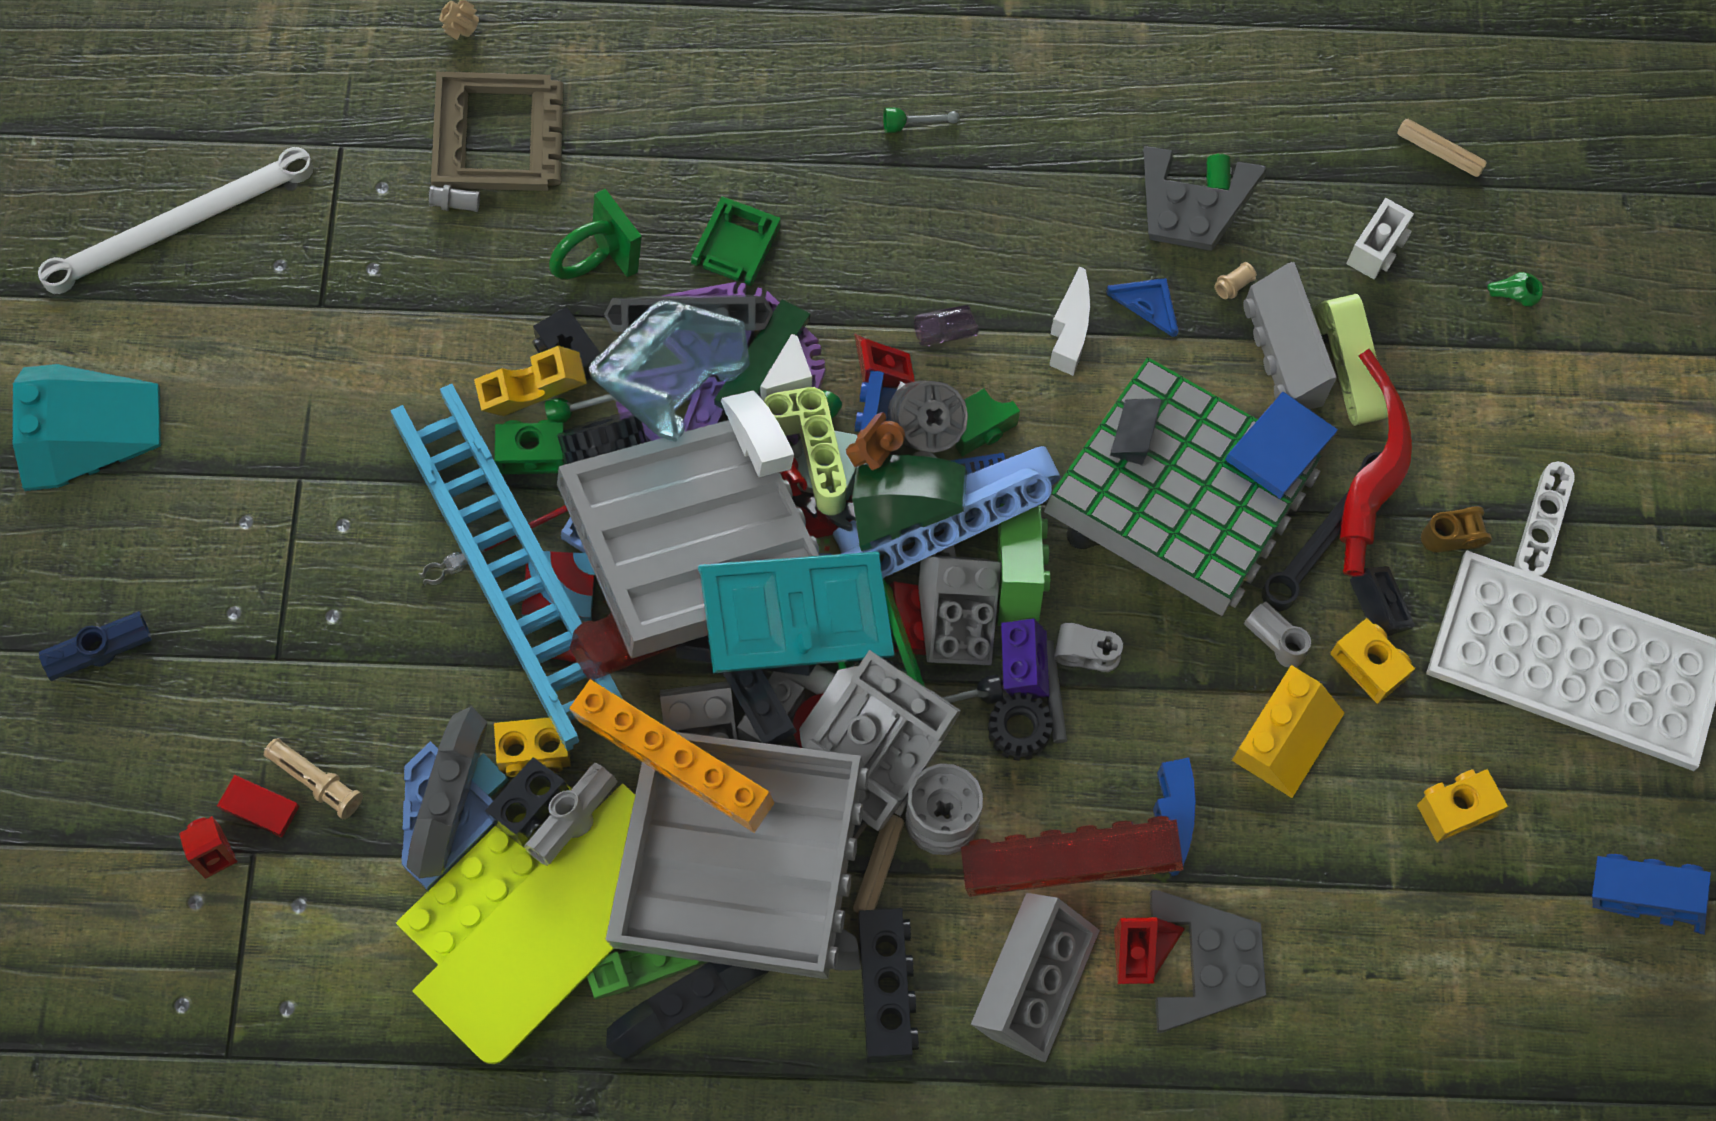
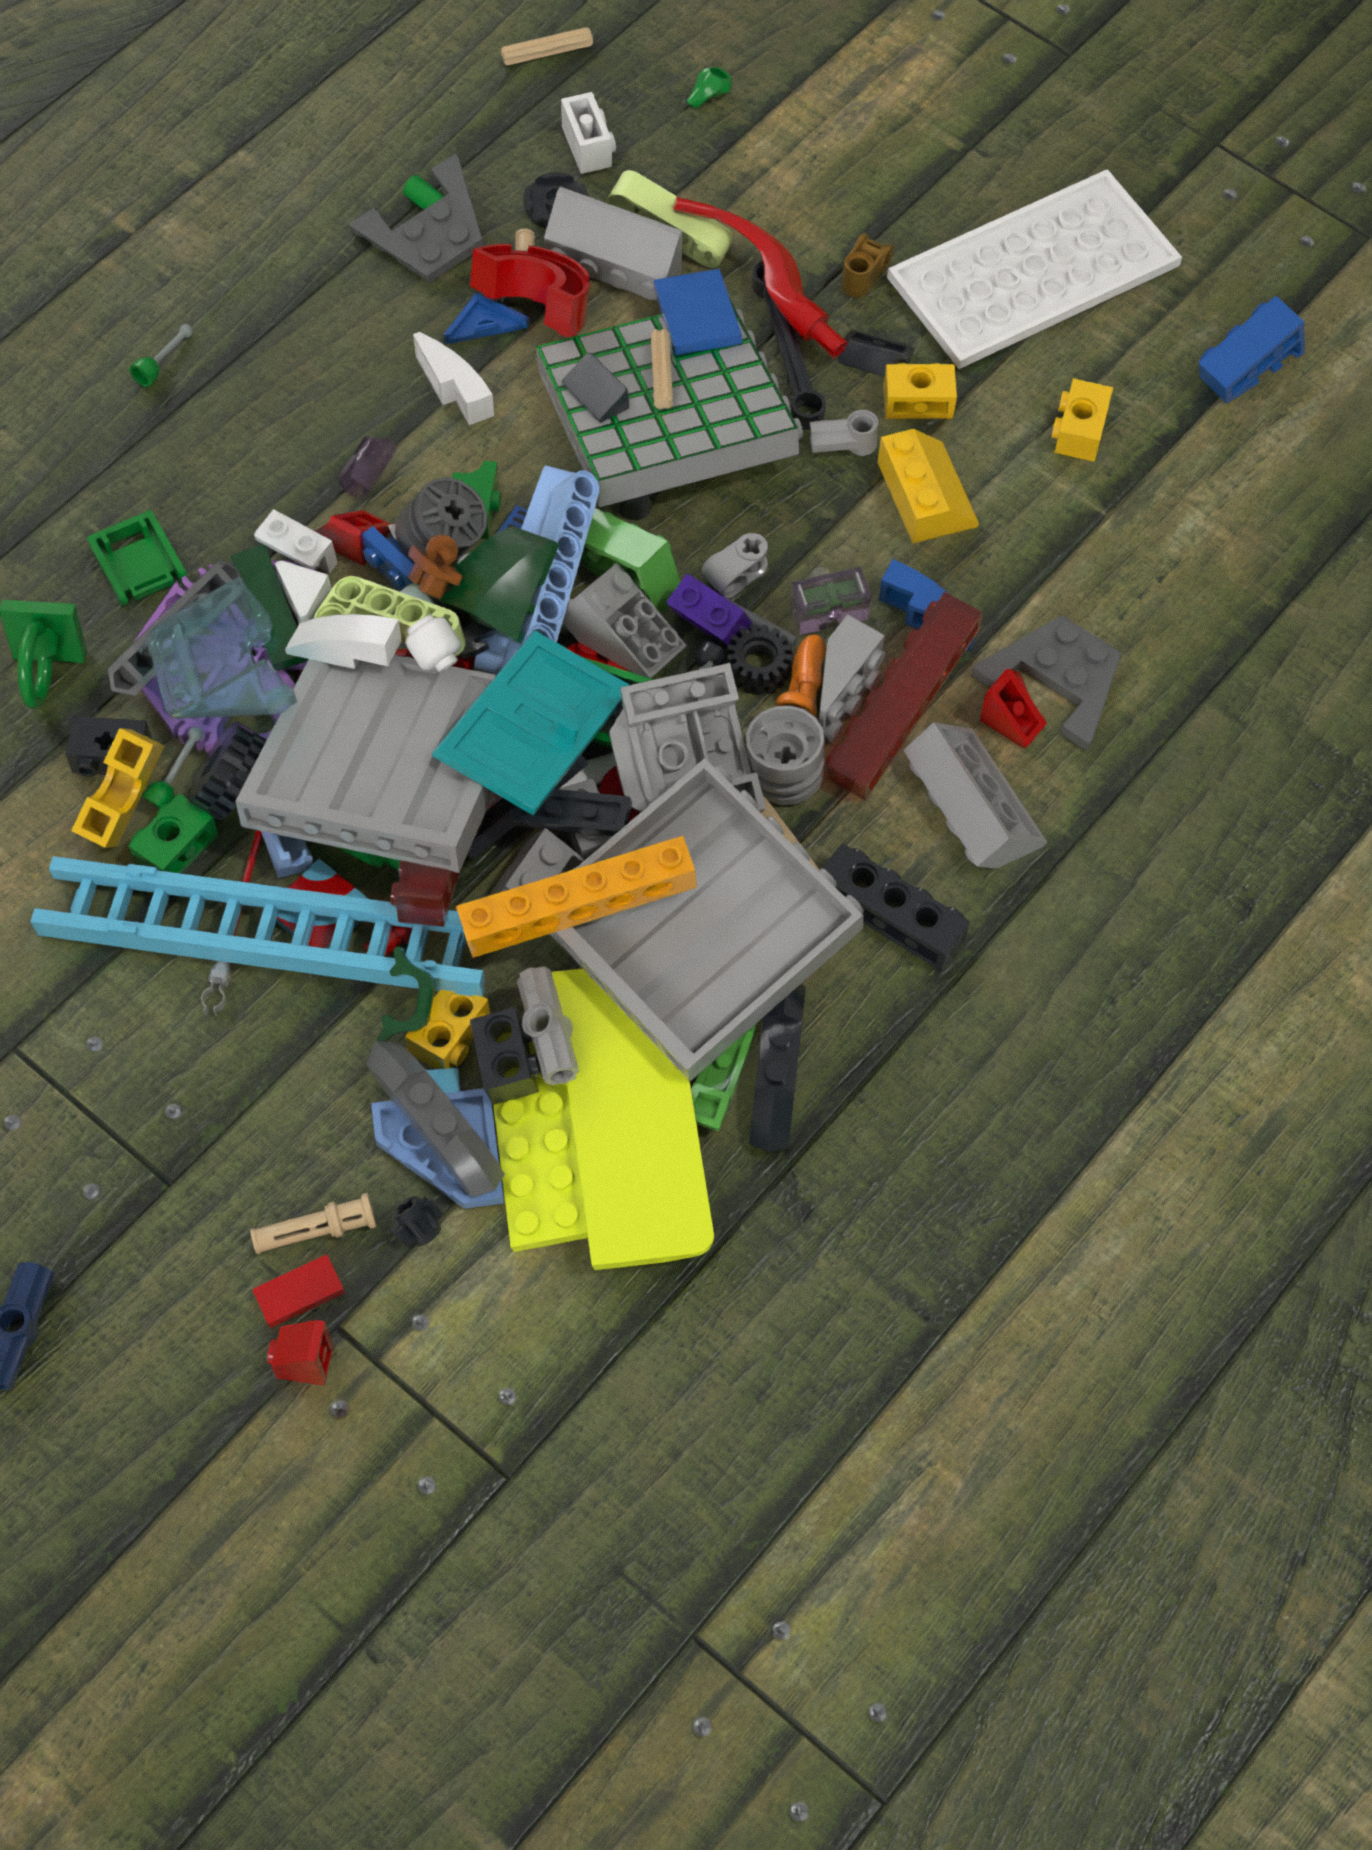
camera: 50 degrees left, 5 degrees down
(363, 843) = (417, 1221): none -> black gear
(535, 707) = (424, 1001): none -> dark green helmet
(801, 493) = (433, 643): none -> white head
(830, 332) = (297, 542): none -> white bracket
(1022, 776) = (805, 675): none -> orange piece
(1054, 798) = (849, 670): none -> light grey slope
(1114, 736) = (829, 598): none -> piece
(1198, 460) = (661, 369): none -> tan axle
(1213, 306) = (537, 275): none -> red brick
(1313, 261) = (541, 195): none -> black tile
(1548, 522) = (903, 210): white beam -> none

